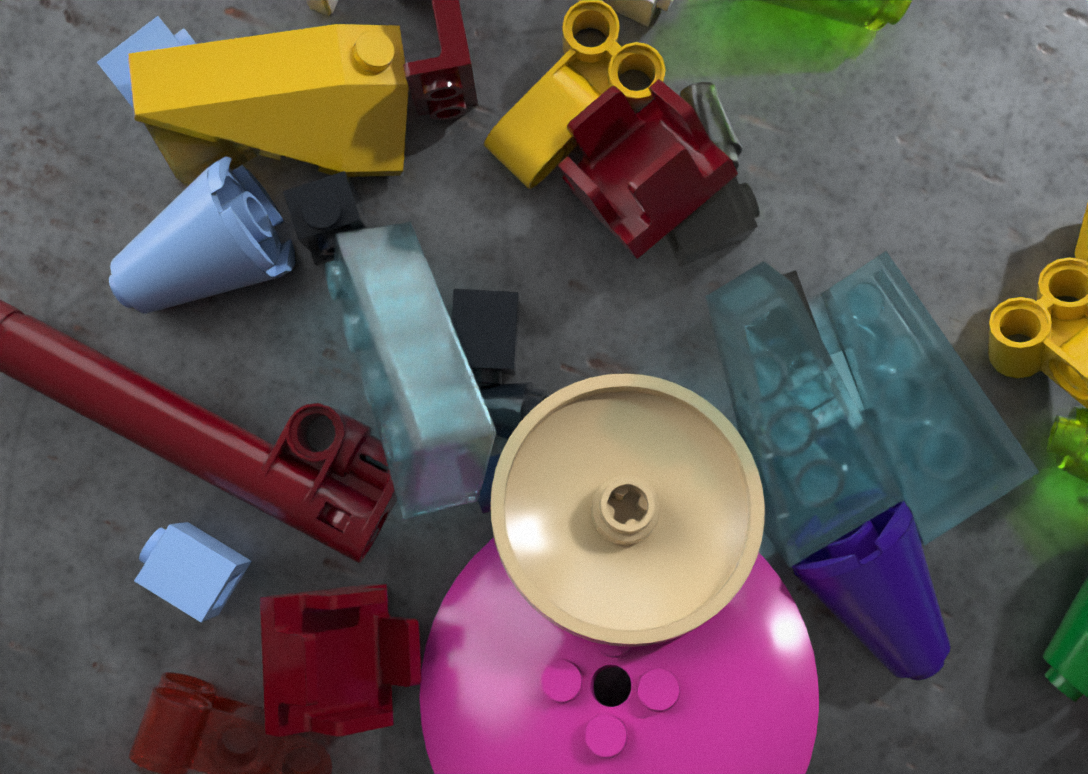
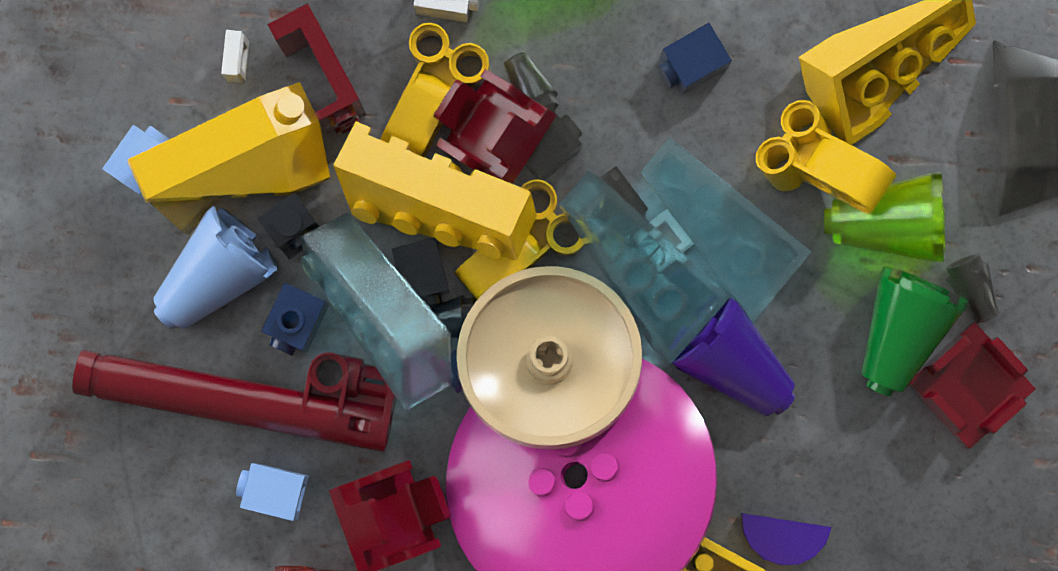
camera: 15 degrees left, 0 degrees up
(293, 346) = (294, 319): none -> dark blue brick
(531, 231) = (432, 196): none -> yellow wedge
(629, 335) = (482, 272): none -> yellow piece
(940, 161) = (693, 59): none -> dark blue brick

